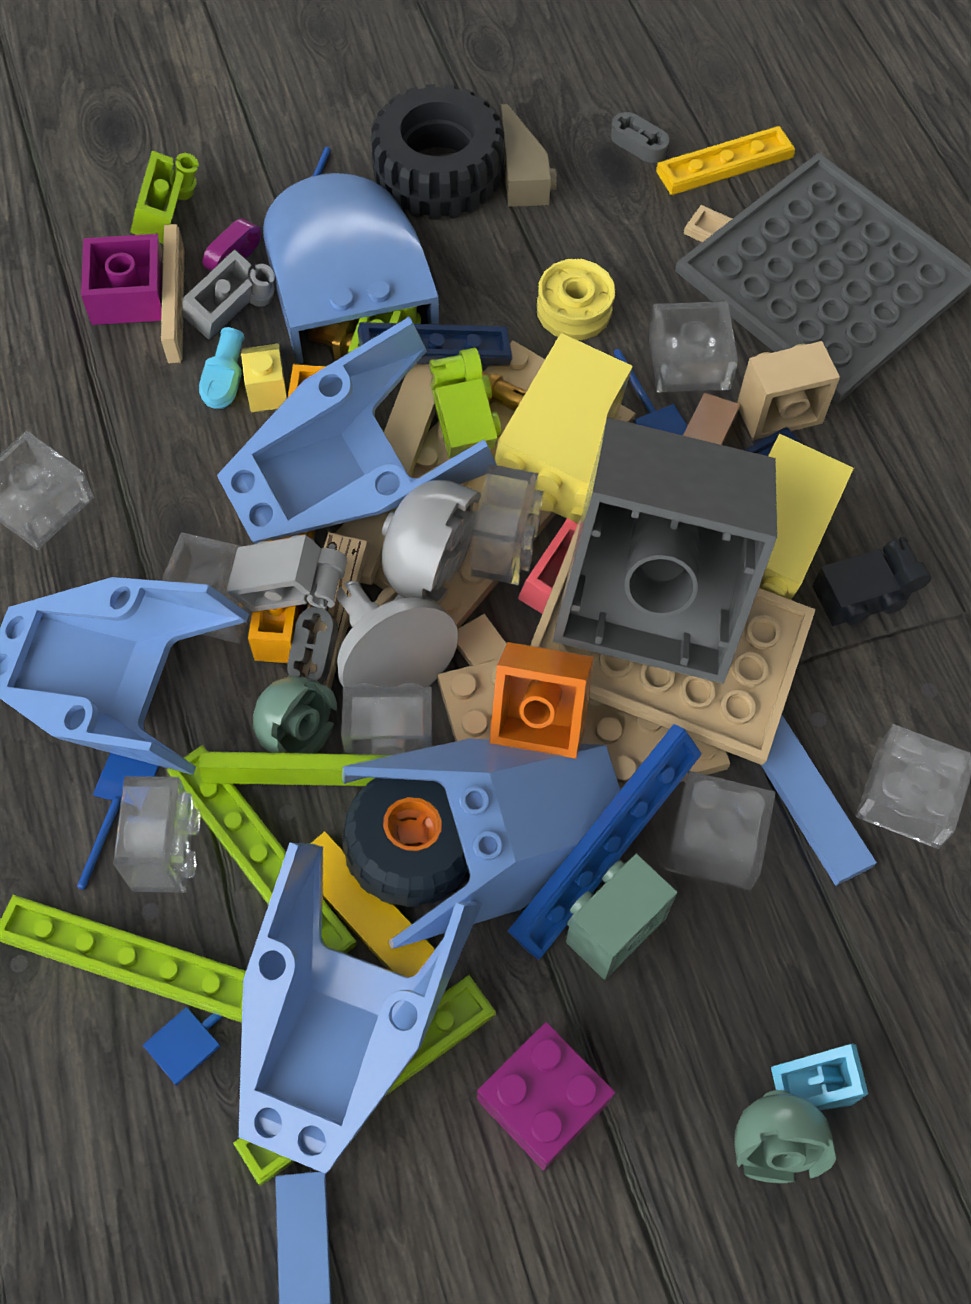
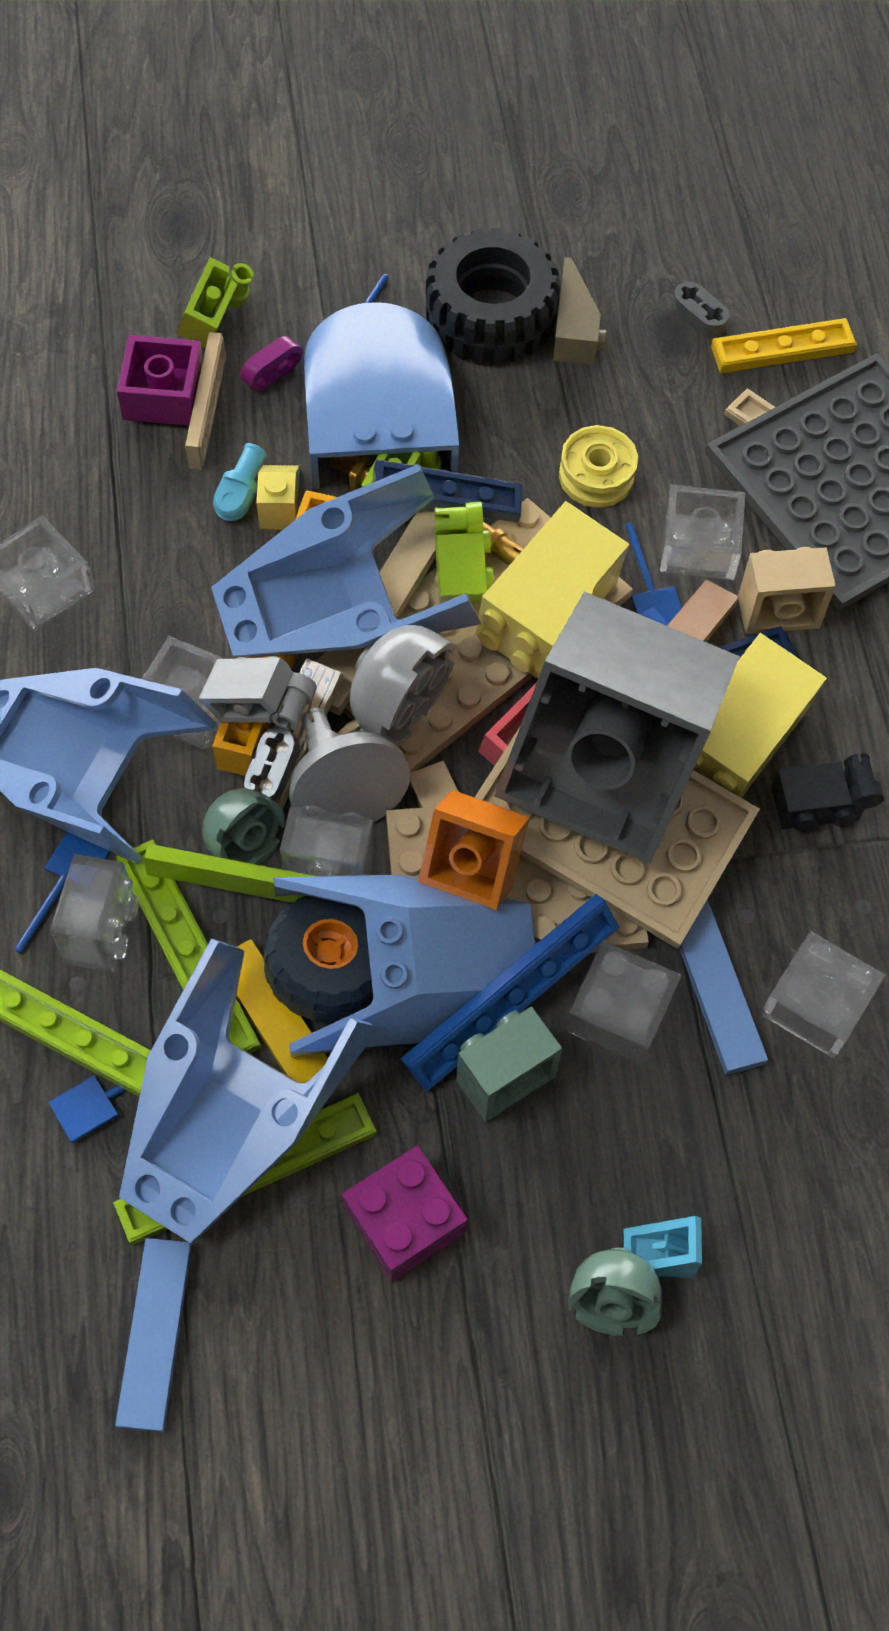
camera: 10 degrees right, 0 degrees up
(226, 293) = (256, 409): light grey hinge -> none
(506, 524) = (476, 678): clear brick -> none

